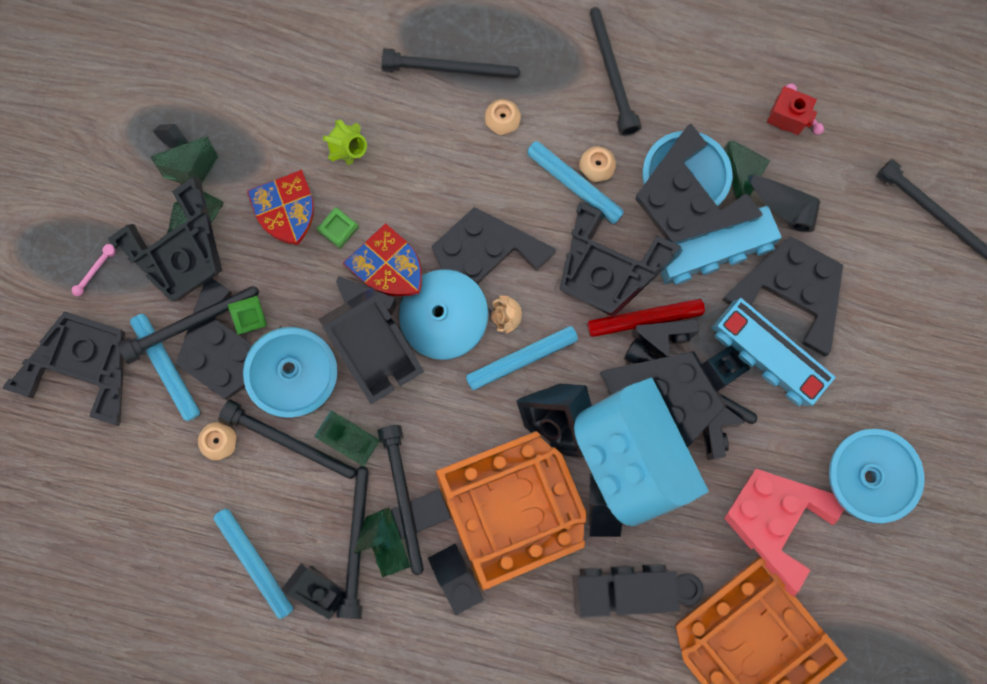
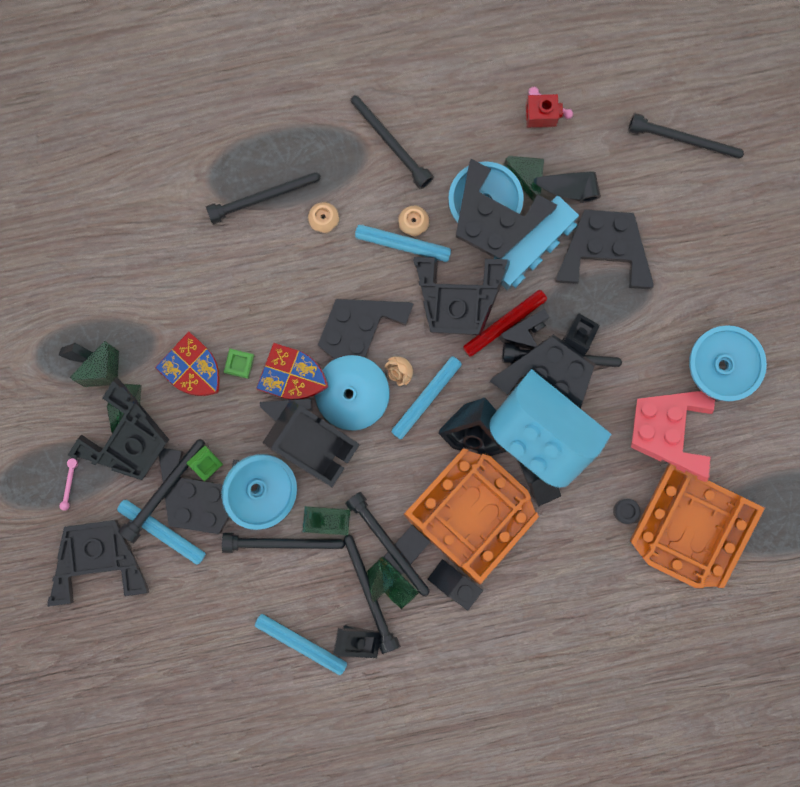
camera: 20 degrees left, 5 degrees up
(226, 443) = (236, 571): light nougat plate -> none
(345, 142) = (213, 295): lime rock -> none
(625, 591) = (584, 535): black piece -> none
(715, 441) = (597, 391): black slope -> none
(773, 353) = (611, 306): medium azure brick -> none

